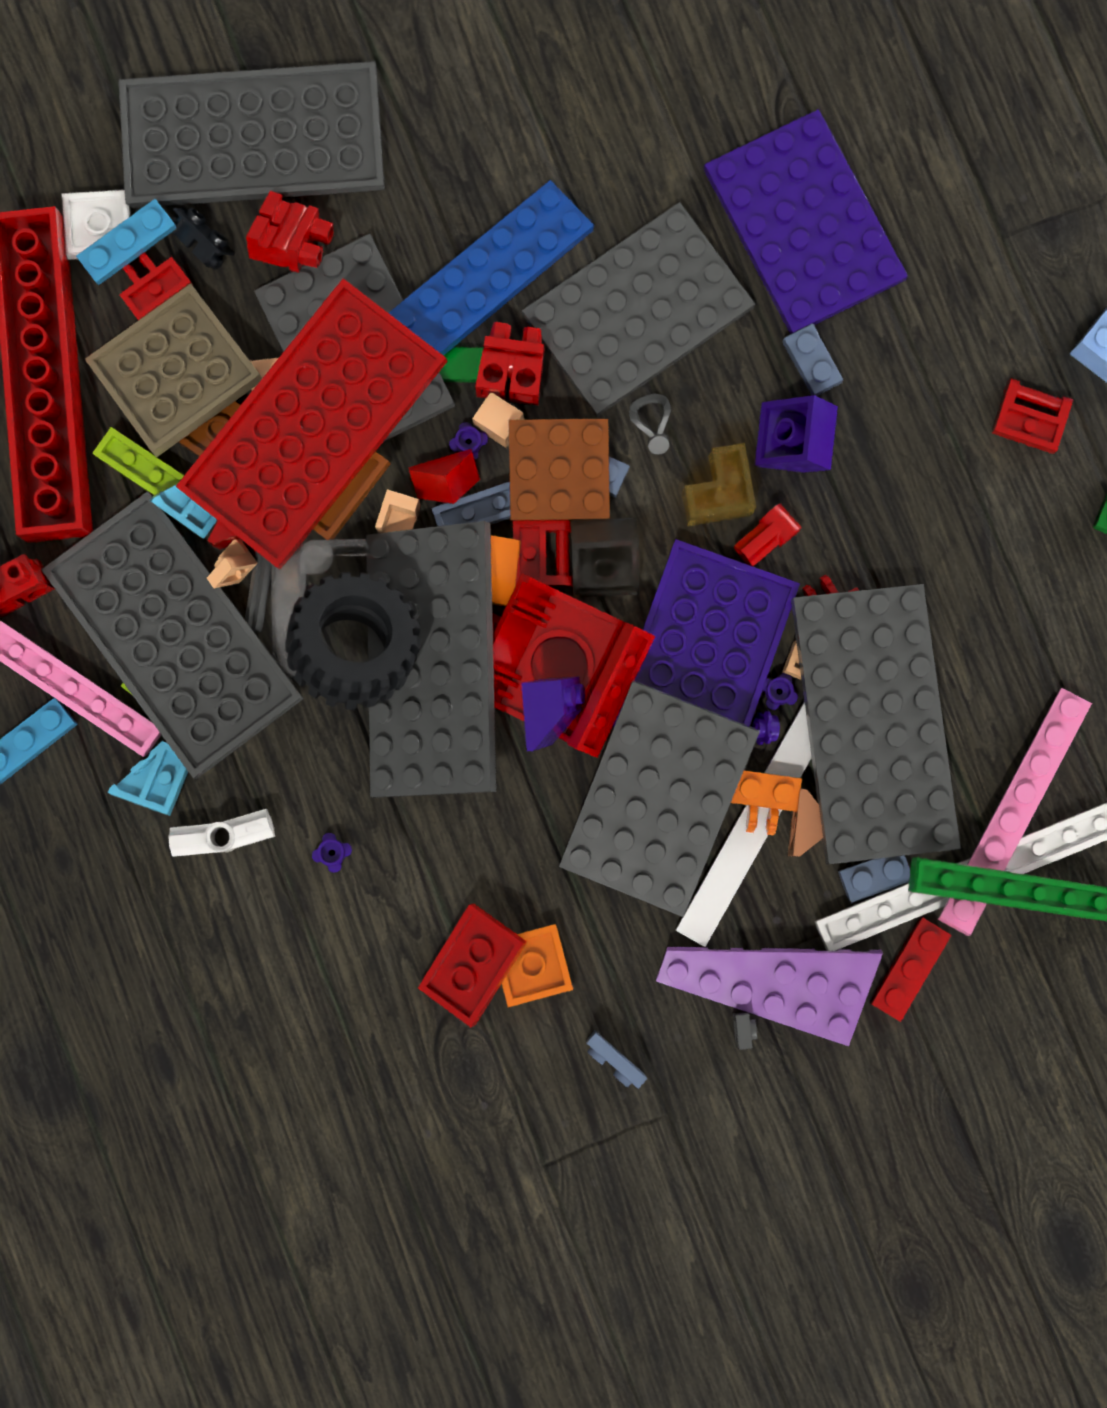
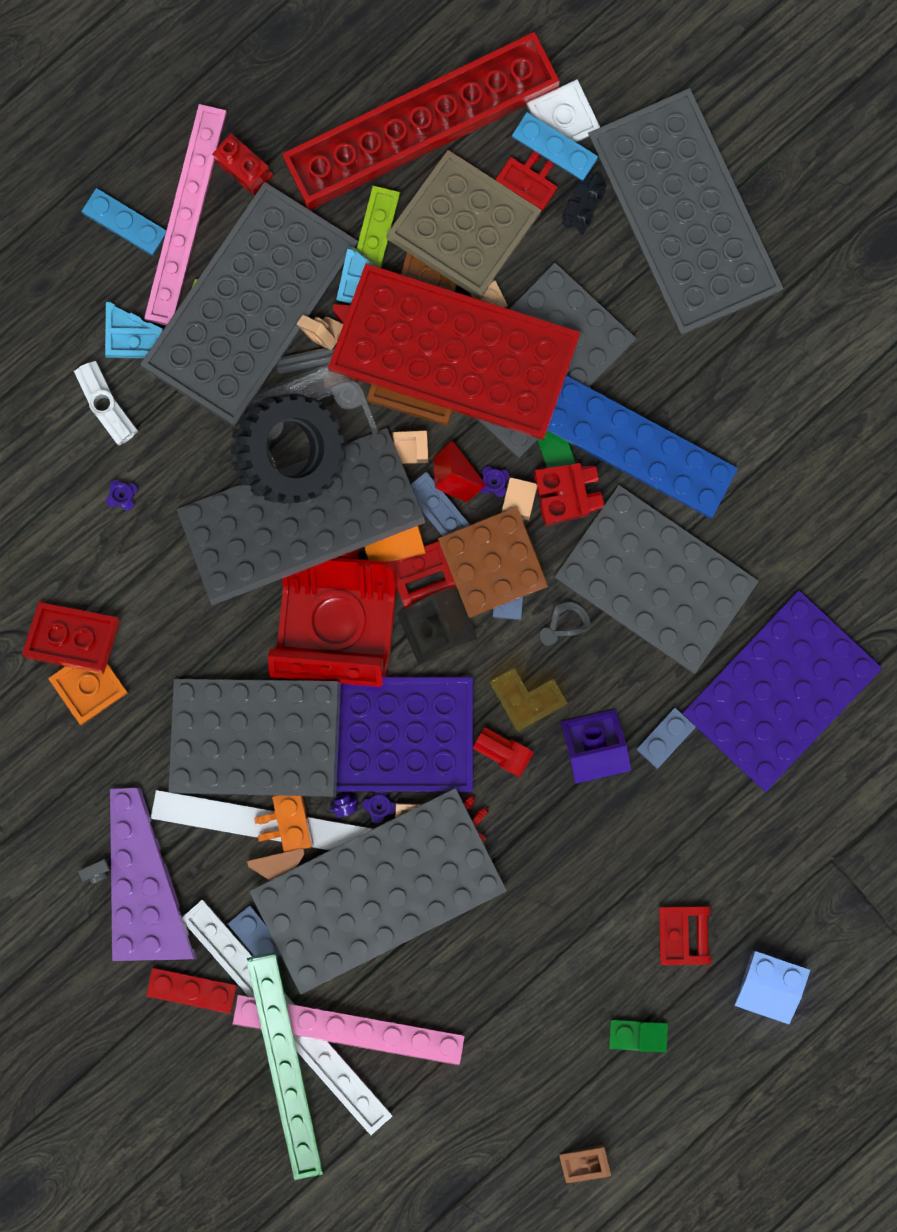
camera: 75 degrees right, 0 degrees up
(286, 234) = (609, 272): red hips -> none
(550, 708) = (293, 623): dark purple slope -> none
(625, 1071) = (40, 767): sand blue plate -> none

